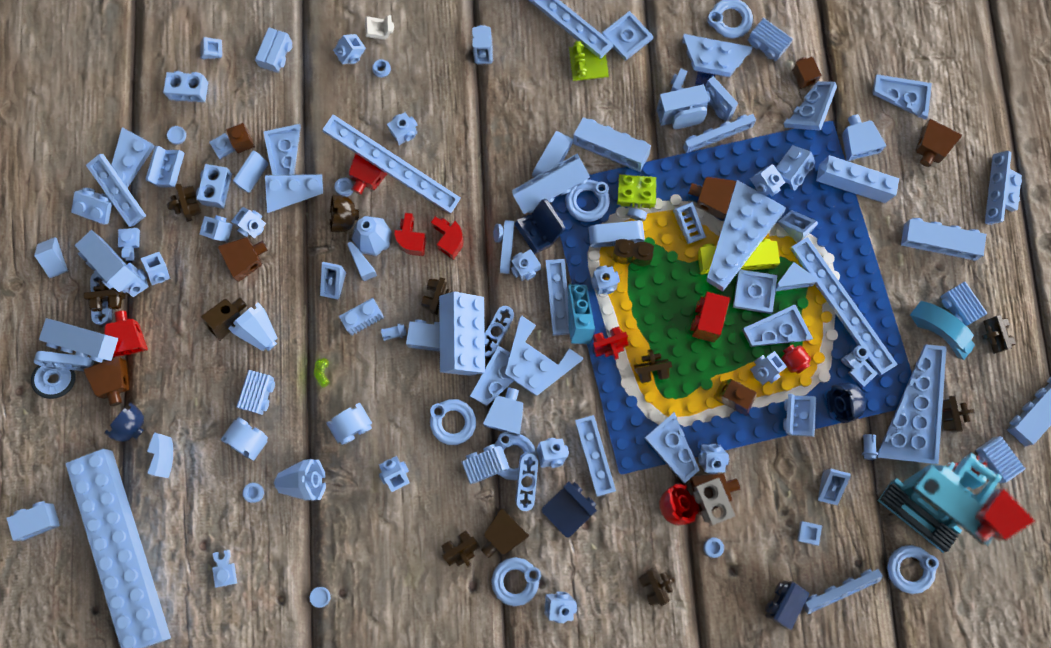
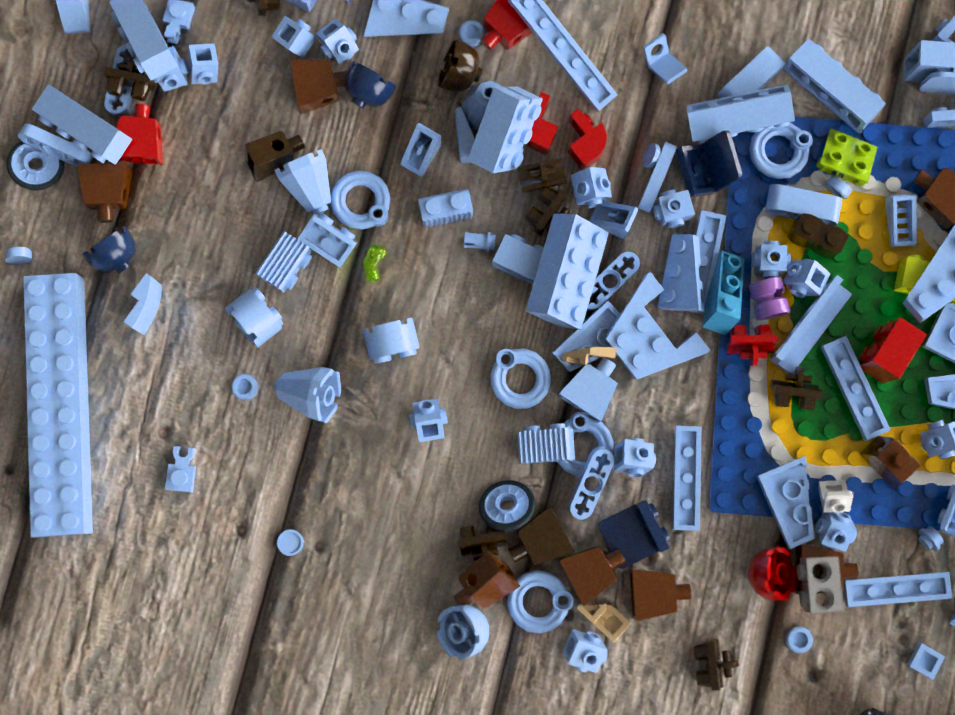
camera: 10 degrees right, 5 degrees up
(58, 449) = (18, 255): none -> light blue tile
(279, 247) = (367, 86): none -> dark blue cylinder
(282, 366) = (327, 239): none -> light blue bracket
(307, 343) = (367, 220): none -> light blue piece
(385, 247) = (505, 129): none -> light blue piece
(423, 271) = (542, 175): none -> dark brown hips
(461, 268) = (591, 187): none -> light blue brick
(465, 621) = (462, 631): none -> light blue cylinder
(471, 579) = (486, 581): none -> reddish brown torso
(477, 525) = (507, 519): none -> wheel
(485, 285) = (614, 218): none -> light blue slope
(487, 165) = (663, 62): none -> light blue bracket
(489, 392) = (580, 356): none -> tan slope
(546, 314) = (681, 276): none -> light blue wing
(546, 546) = (591, 571): none -> reddish brown torso
(569, 578) = (606, 619): none -> tan slope
(598, 547) = (655, 593): none -> reddish brown torso
(612, 307) = (769, 298): none -> medium lavender wheel
(634, 285) = (806, 278): none -> light blue brick
(649, 318) = (811, 326): none -> light blue fence
(694, 352) = (855, 388): none -> light blue plate
(704, 434) = (835, 496): none -> white bracket
(772, 487) = (897, 589): none -> light blue plate
(783, 443) = (930, 538): none -> light blue plate

